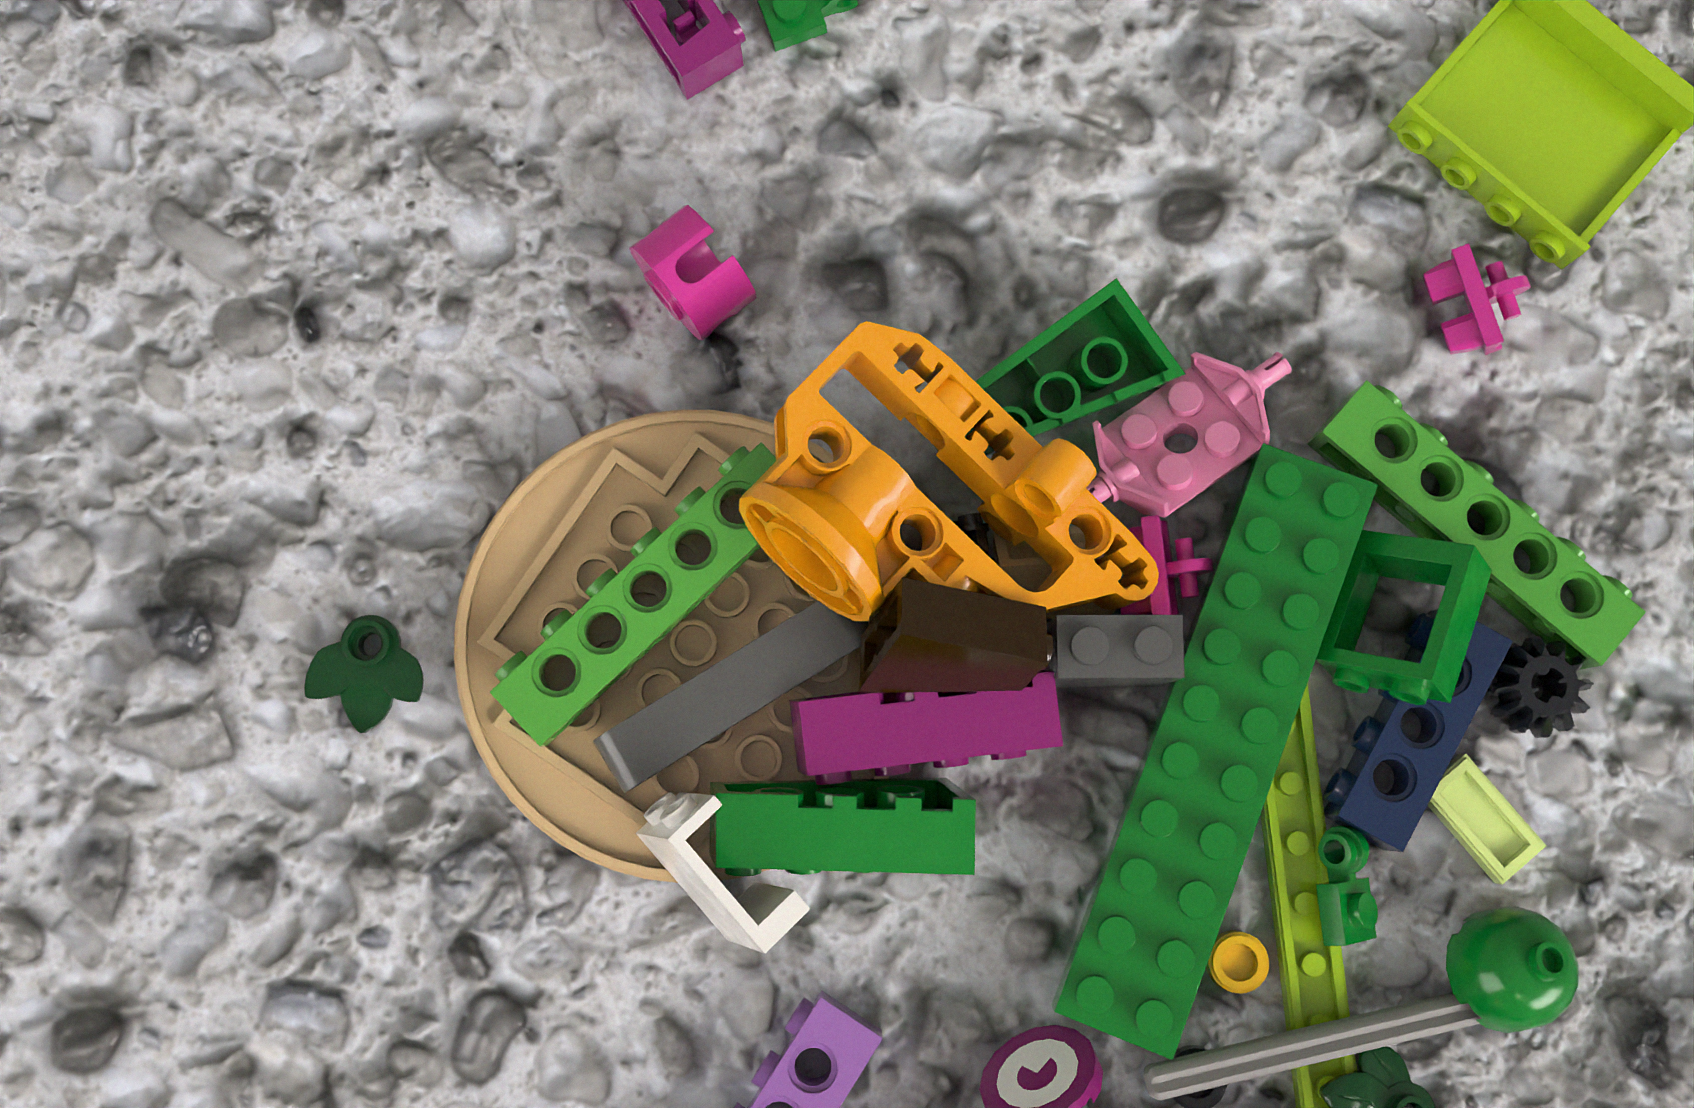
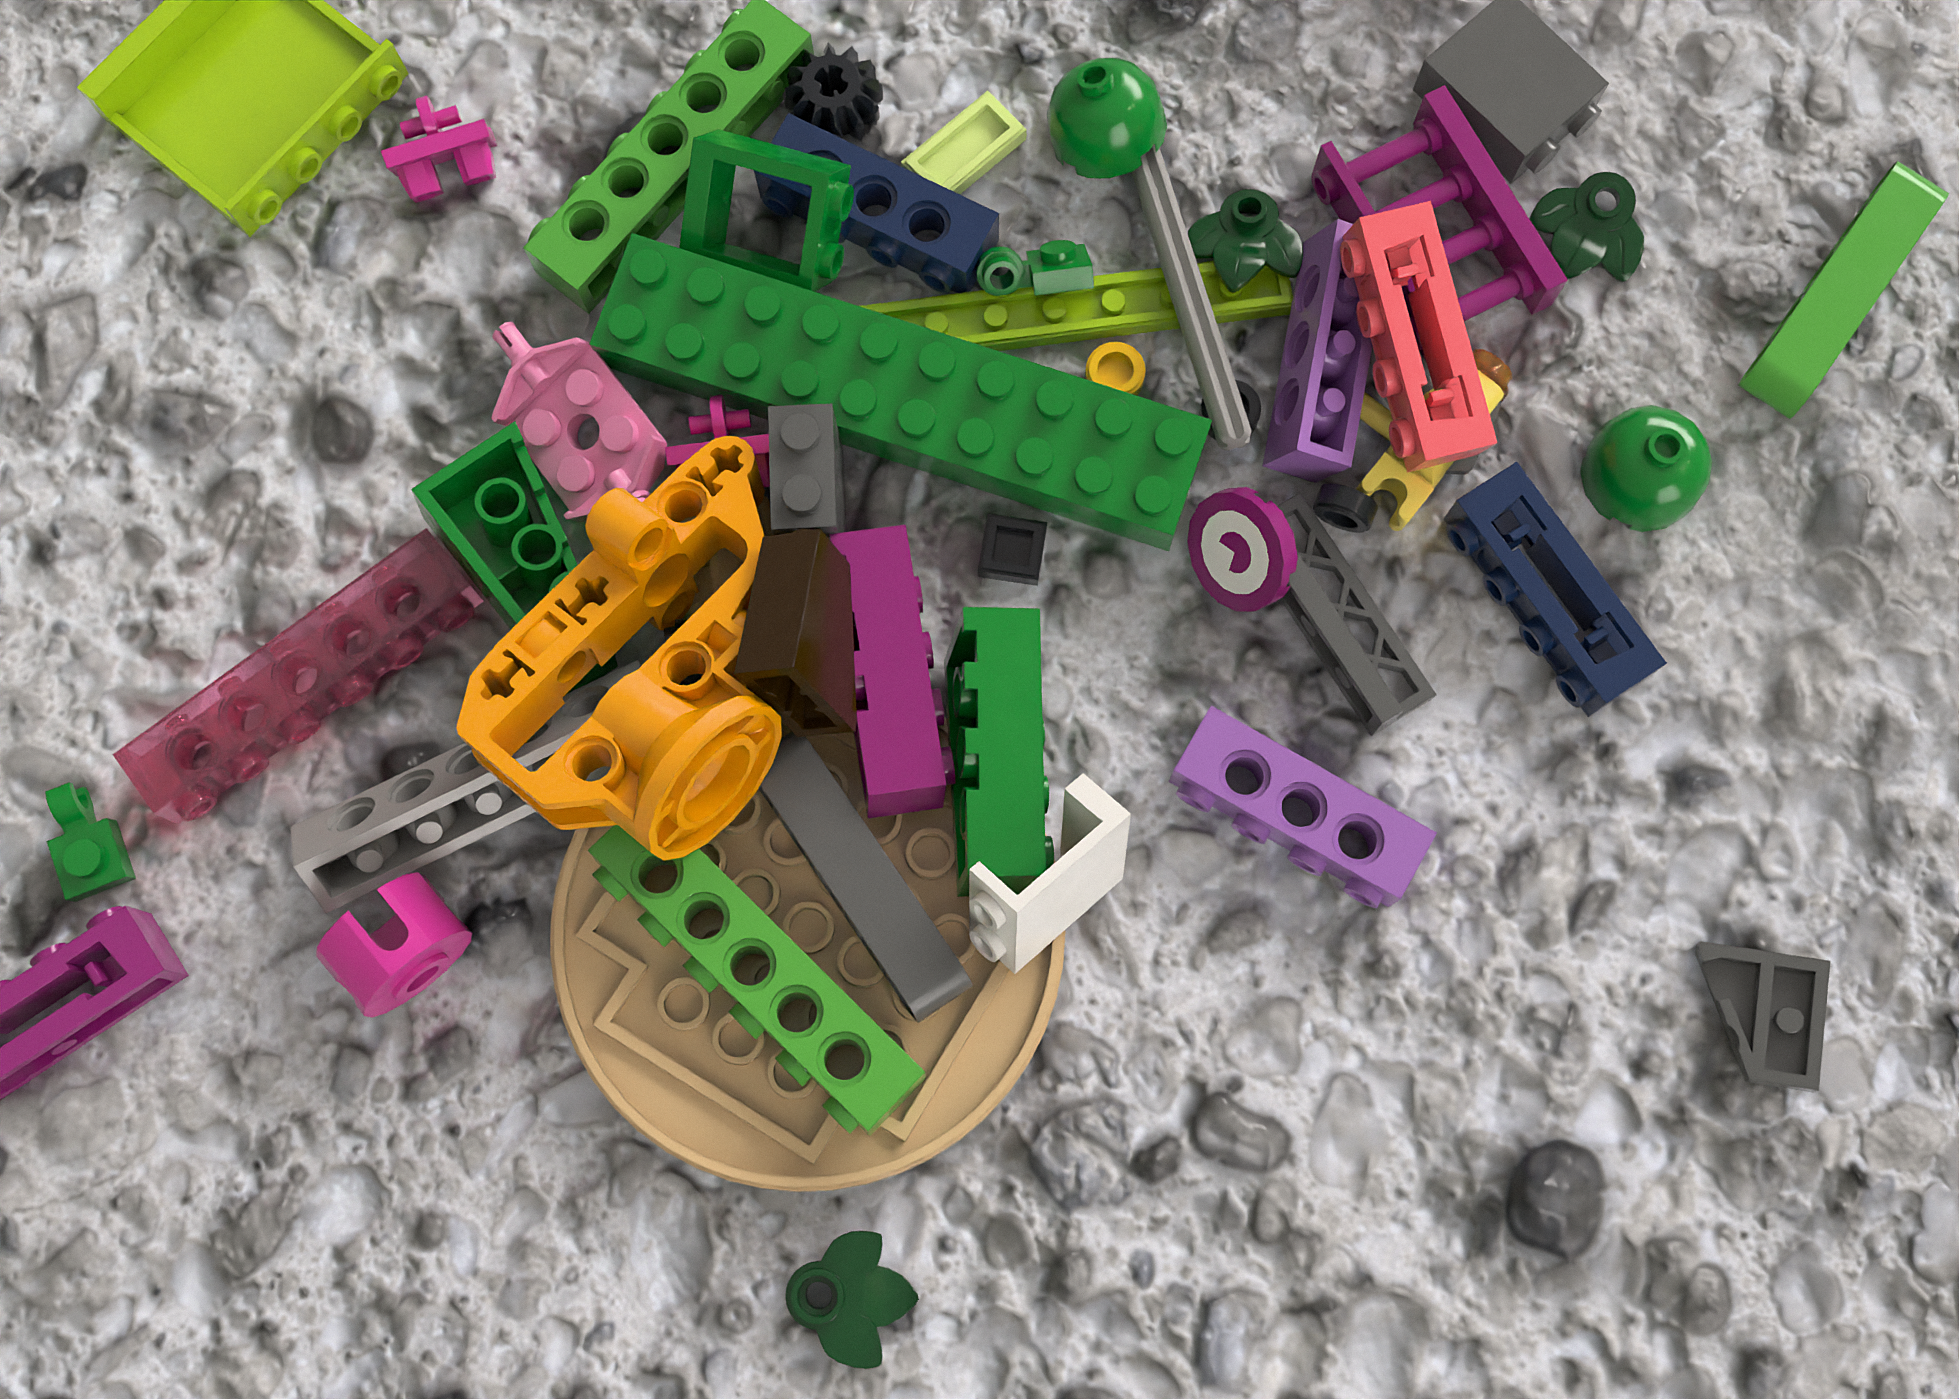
camera: 90 degrees left, 5 degrees down
(818, 308) = (427, 810): none -> light grey brick
(875, 67) = (163, 755): none -> clear pink brick
(1055, 849) = (1012, 549): none -> black tile

